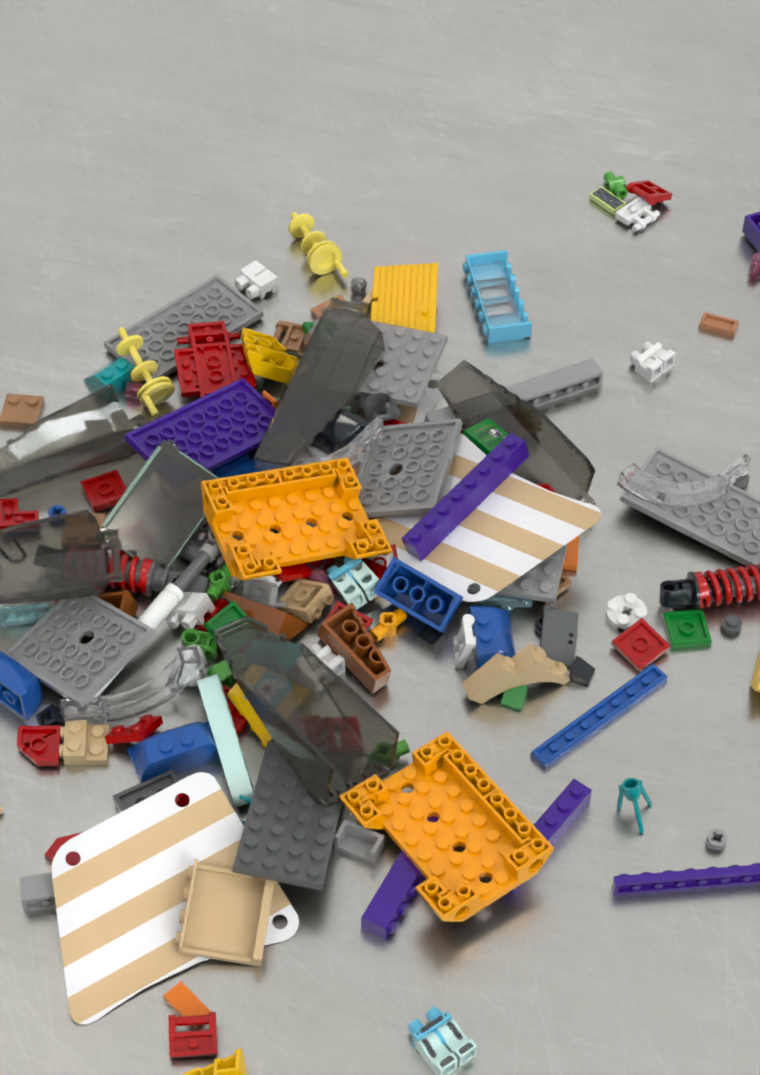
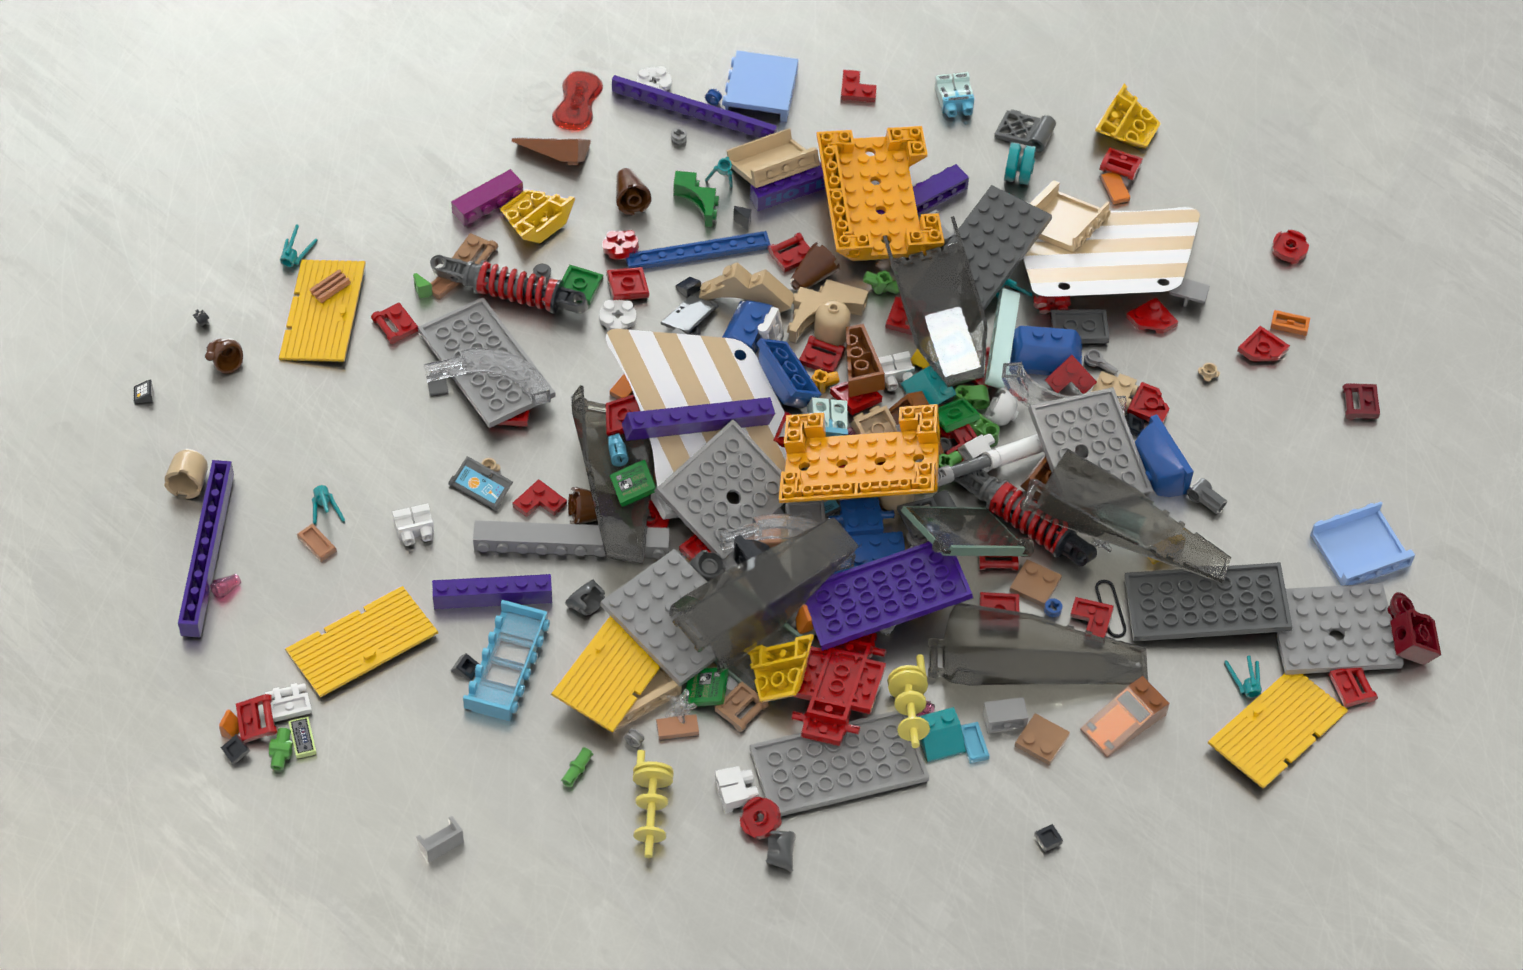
camera: 155 degrees left, 5 degrees up
(57, 403) = (1005, 714): none -> light grey panel
(78, 385) = (974, 743): none -> medium azure tile
(119, 771) = (1095, 358): none -> light grey plate
(194, 254) = (781, 849): none -> dark grey hair
(224, 268) = (770, 822): none -> red plate
(313, 1041) = (1037, 134): none -> dark grey piece
(314, 960) = (1018, 163): none -> teal wheel
(389, 252) = (577, 767): none -> bright green pin
(407, 653) = (820, 360): none -> red plate
(410, 682) = (831, 322): none -> tan cylinder
(430, 712) = (807, 302): none -> tan arch
(454, 173) = (441, 842): none -> light grey panel
(469, 731) = (814, 267): none -> reddish brown cone
(470, 353) = (586, 598): none -> dark grey hair
(499, 750) = (792, 258): none -> red plate
(528, 286) = (465, 667): none -> black slope
(528, 472) = (617, 449): none -> medium azure hinge
(546, 336) = (491, 591): none -> dark purple brick
(566, 998) = (854, 91): none -> red plate
(573, 425) = (539, 495): none -> red plate
(579, 766) = (742, 216): none -> black slope
(591, 836) = (771, 158): none -> tan panel
(620, 272) = (361, 641): none -> yellow door
(627, 414) = (475, 481): none -> door
(631, 431) = (491, 463): none -> tan plate
(646, 173) = (235, 749): none -> black plate
(660, 776) = (705, 198): none -> green arch
(666, 182) = (229, 725): none -> orange slope
(671, 942) = (761, 83): none -> light blue panel
(683, 671) = (626, 239): none -> plate
(714, 739) = (631, 192): none -> reddish brown cone
(714, 904) = (713, 93): none -> blue bush
(745, 352) = (322, 497): none -> teal plant

